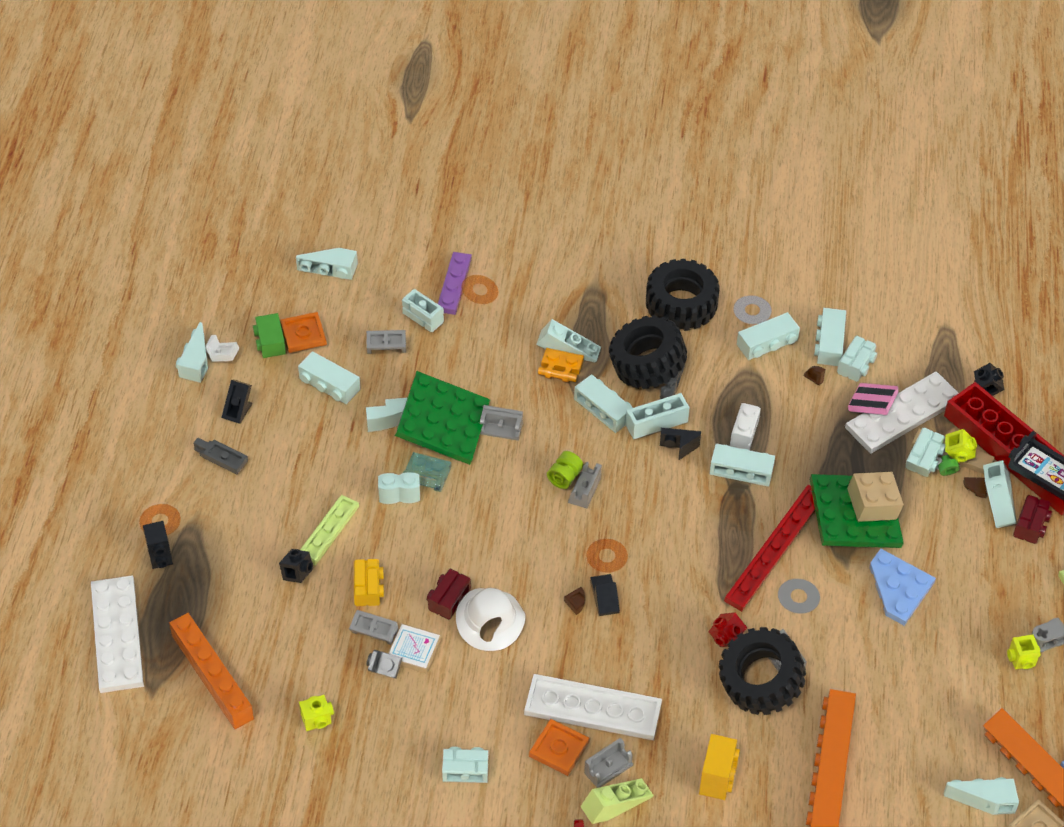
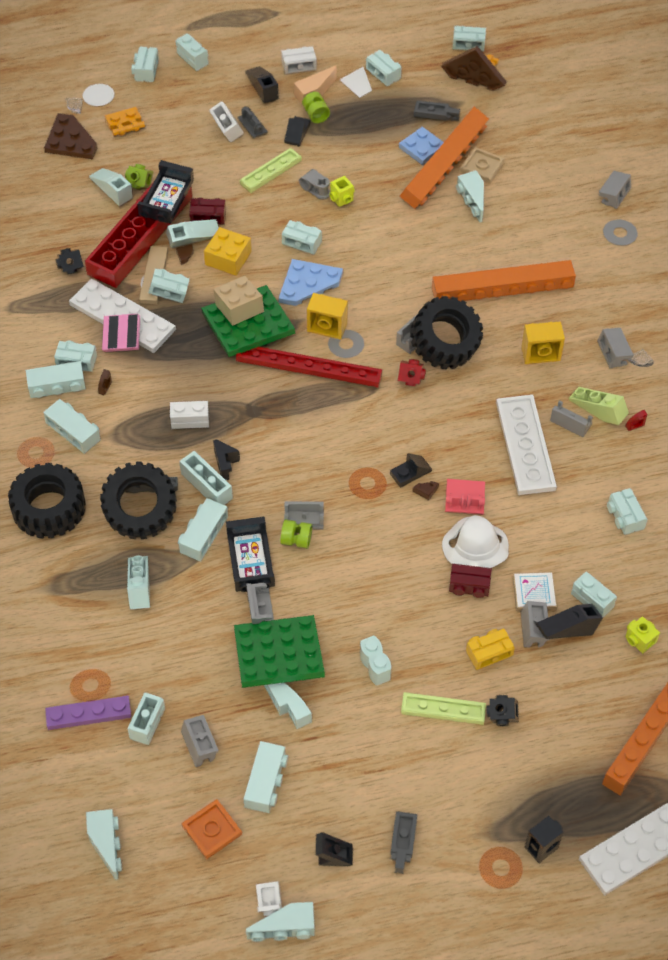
camera: 110 degrees left, 5 degrees up
(270, 335) = (230, 858): bright green brick -> none
(354, 647) = (573, 622): none -> black slope
(380, 690) = (591, 591): none -> light aqua brick
(384, 663) = (562, 600): bracket -> none
(430, 468) = (334, 650): clear light blue plate -> none
(551, 629) = (465, 496): none -> coral hinge
(558, 433) = (249, 553): none -> panel
(559, 747) = (574, 455): orange plate -> none
(561, 365) = (160, 582): light orange plate -> none
(742, 465) = (231, 408): light aqua brick -> none
(831, 574) = (327, 316): none -> yellow brick
(948, 466) = (175, 268): bright green tile -> none
(960, 446) = (165, 258): neon yellow brick -> none
(962, 519) = (227, 251): none -> yellow brick
(965, 595) = (302, 237): none -> light aqua brick

